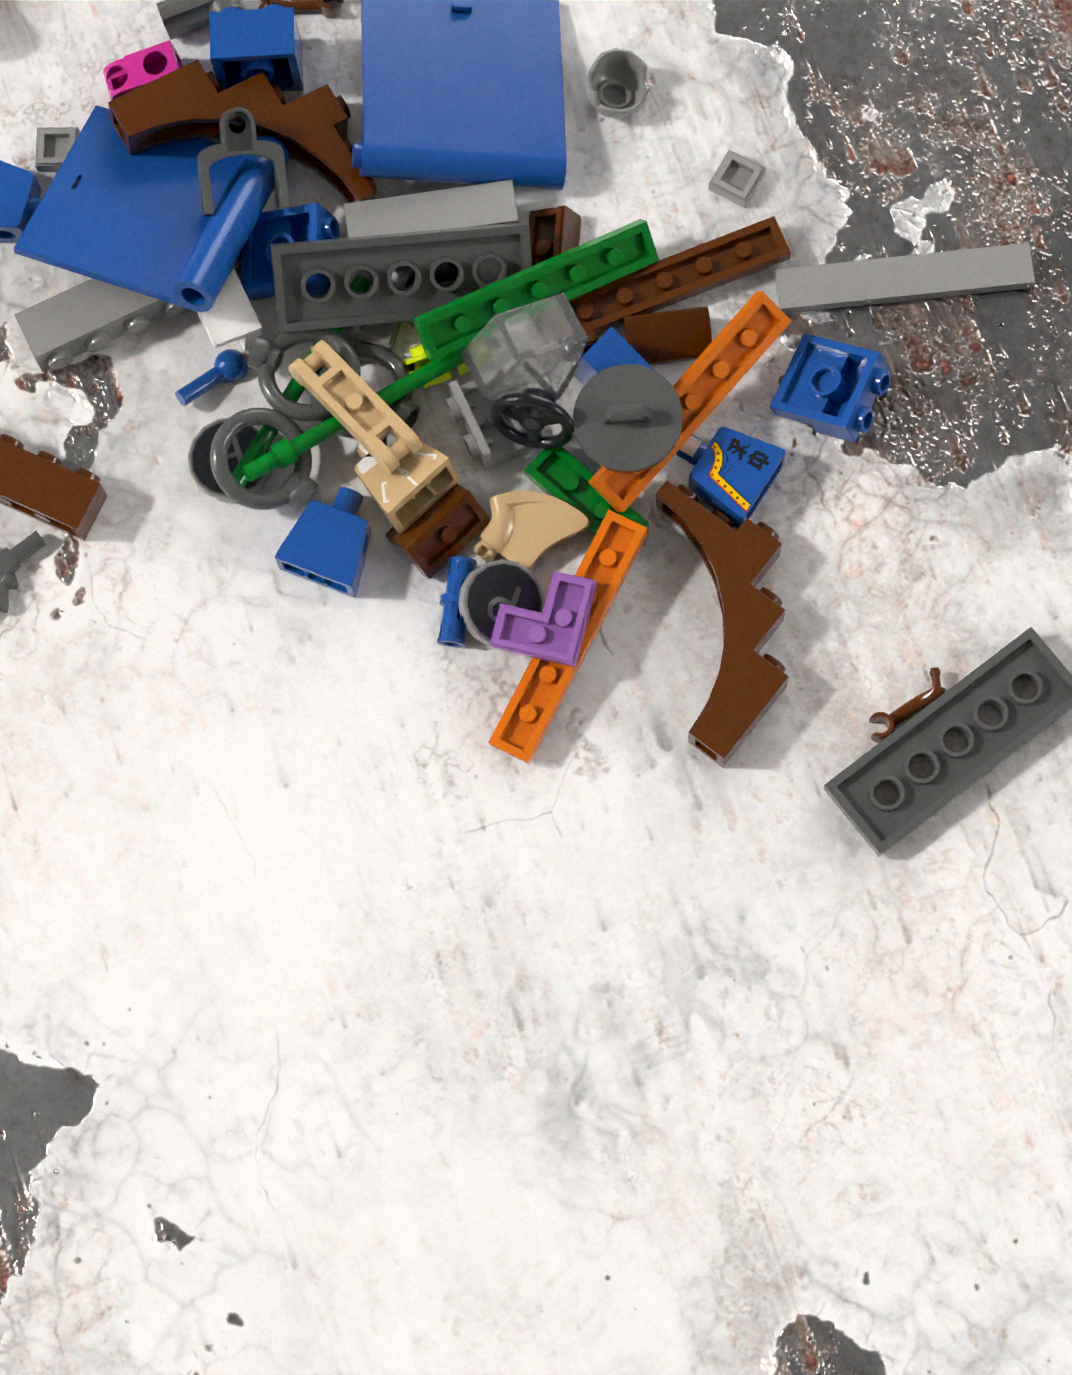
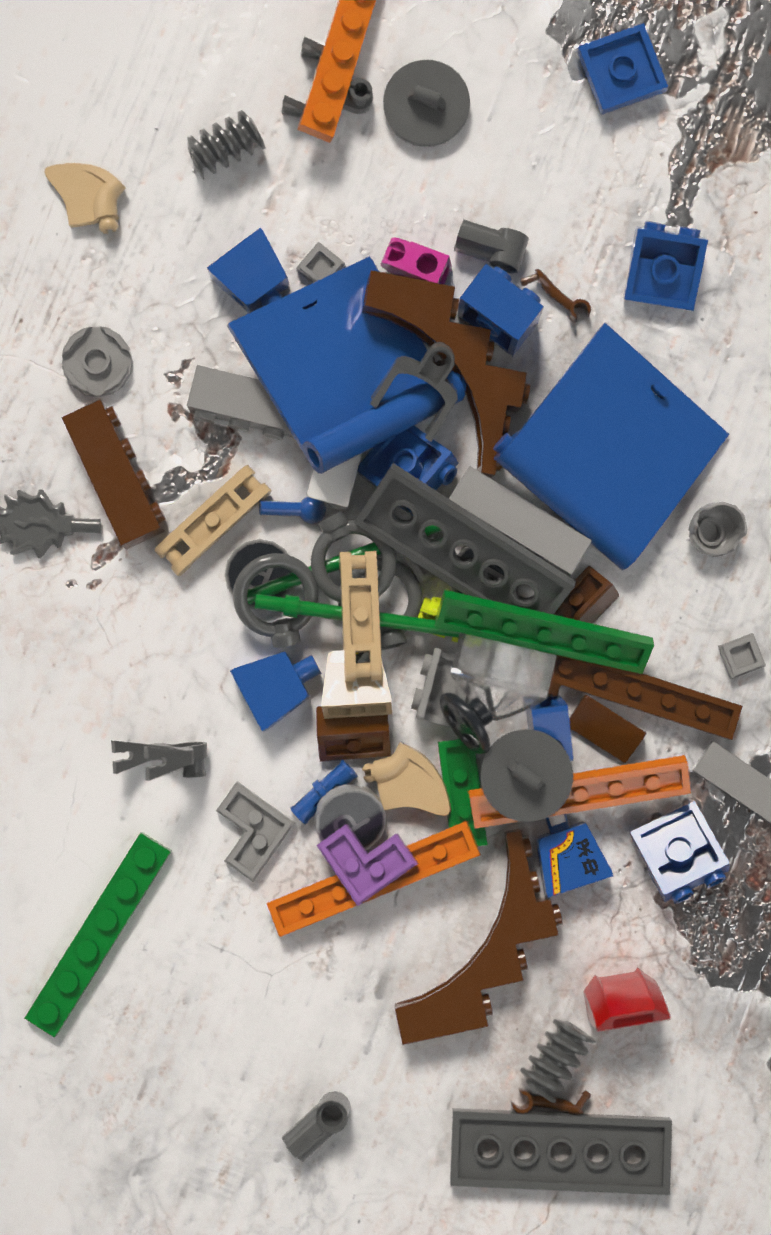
camera: 35 degrees right, 10 degrees up
(144, 446) = (212, 520): none -> tan plate
(289, 668) = (175, 756): none -> dark grey piece
(353, 907) = (98, 934): none -> green plate
(426, 682) = (263, 827): none -> light grey tile
(710, 908) = (316, 1127): none -> dark grey piece
(875, 658) = (556, 1059): none -> dark grey piece
(893, 555) = (624, 1001): none -> red slope

